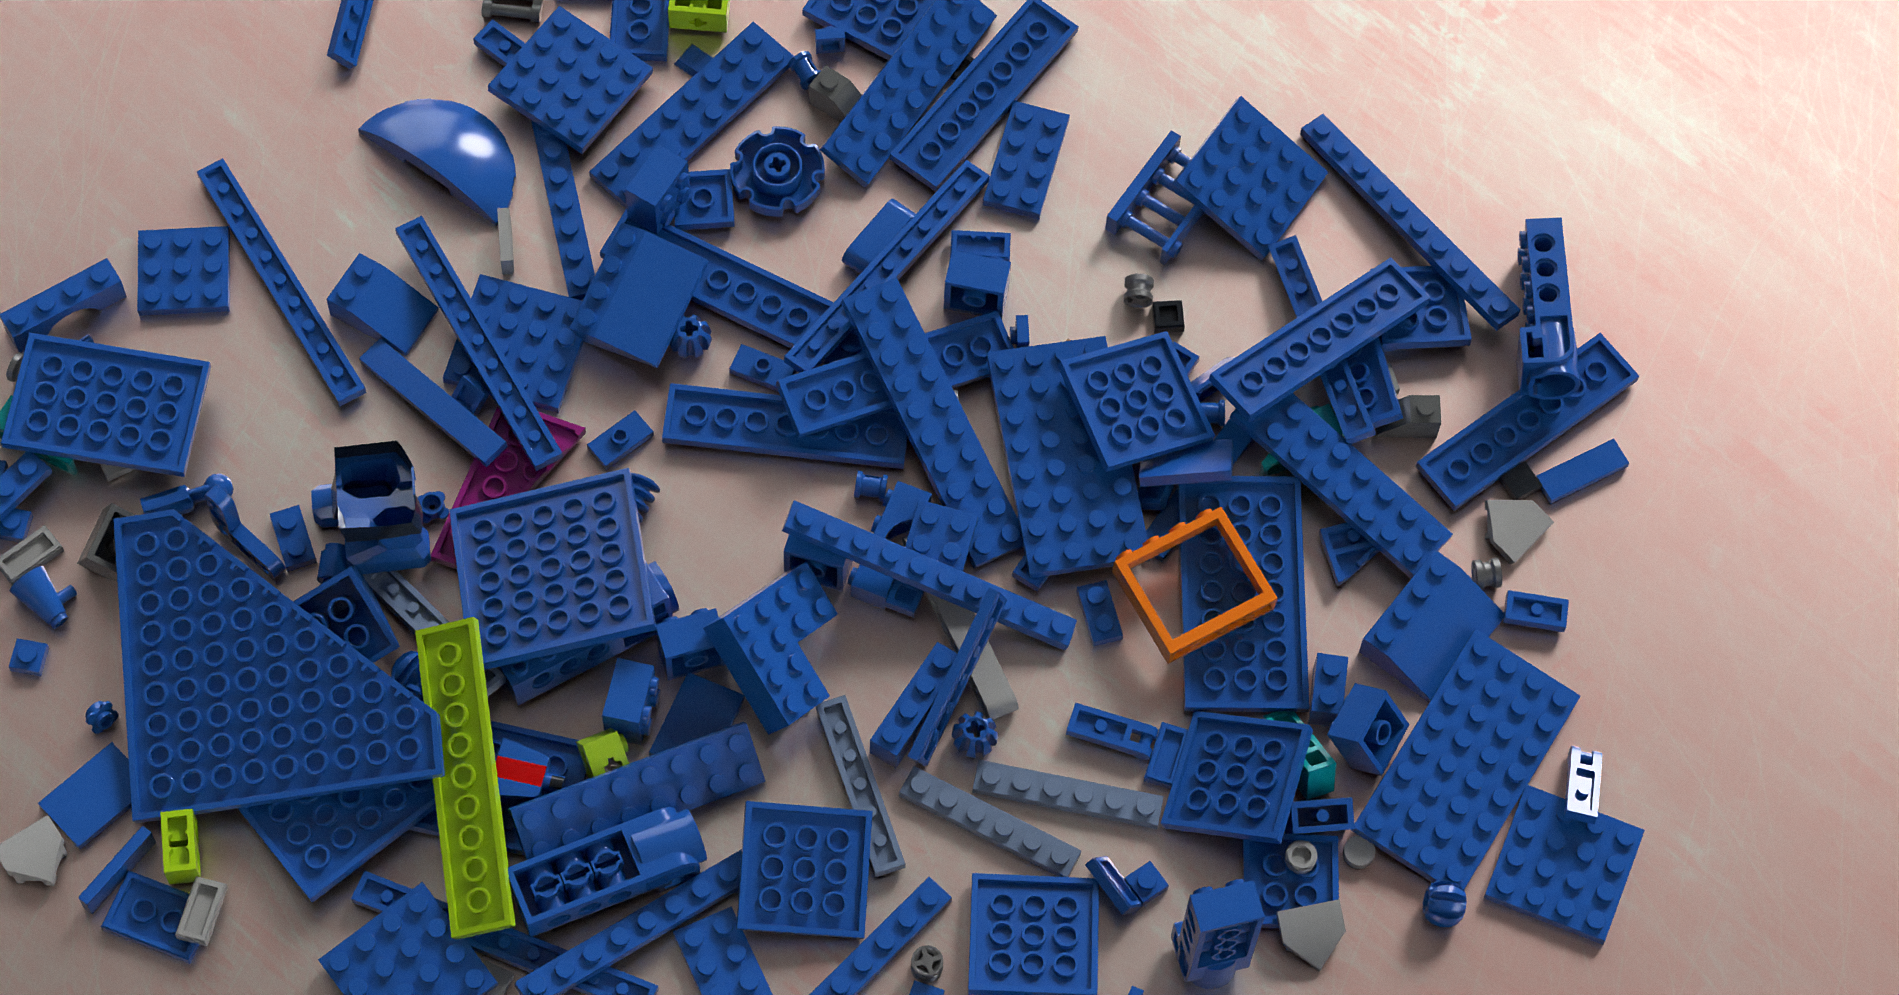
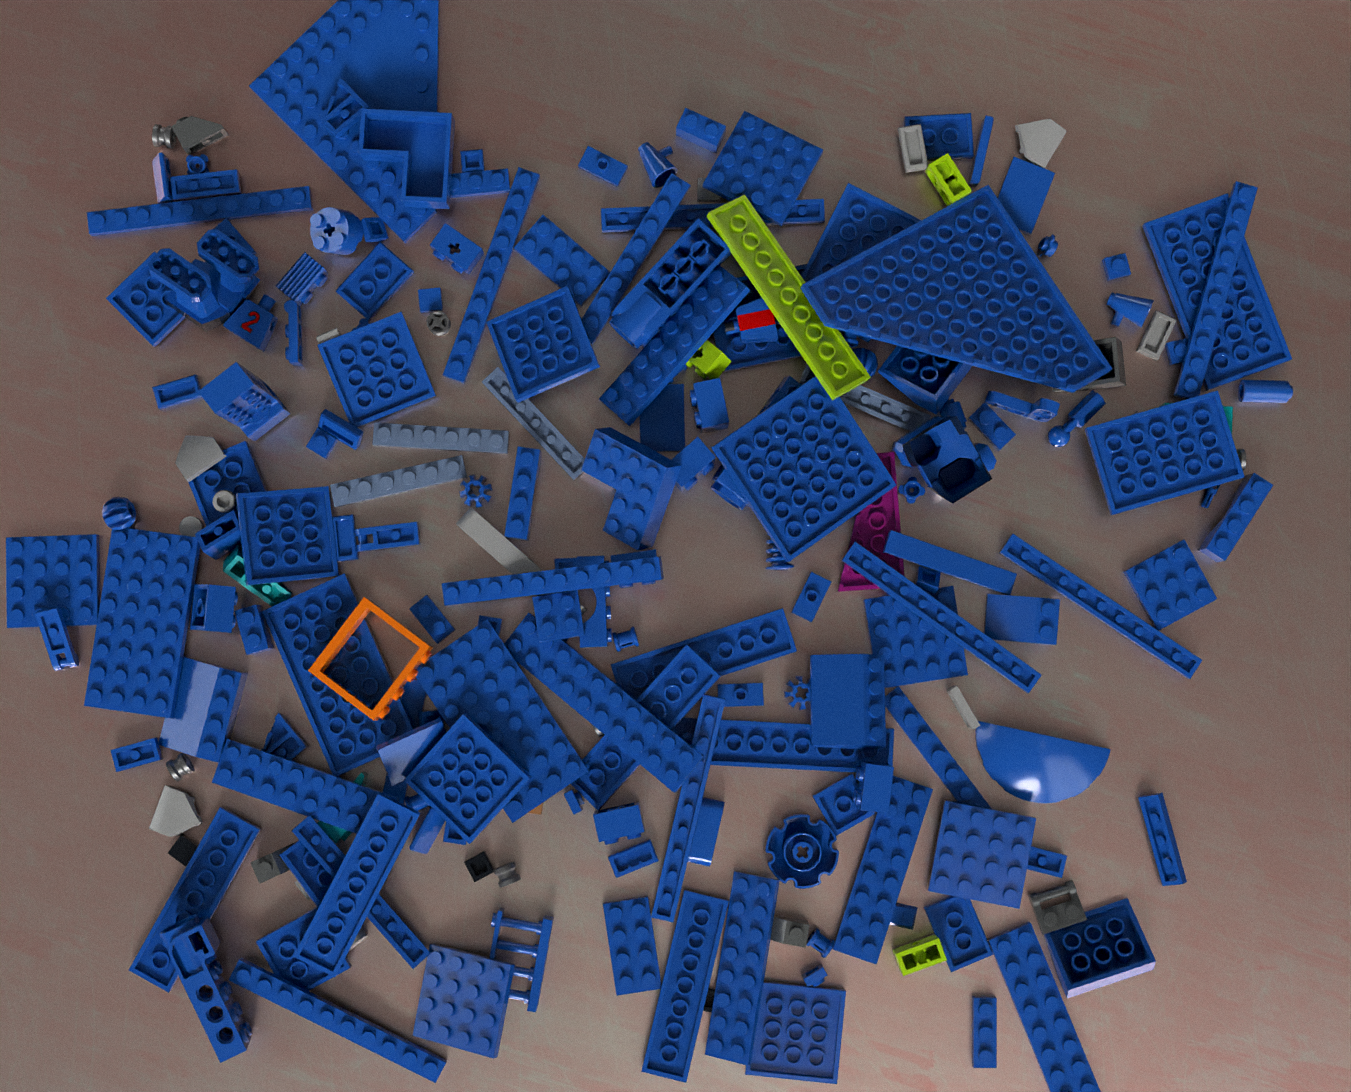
camera: 155 degrees right, 20 degrees up
(957, 677) = (501, 520): blue tile -> none
(1582, 471) = (144, 878): blue tile -> none

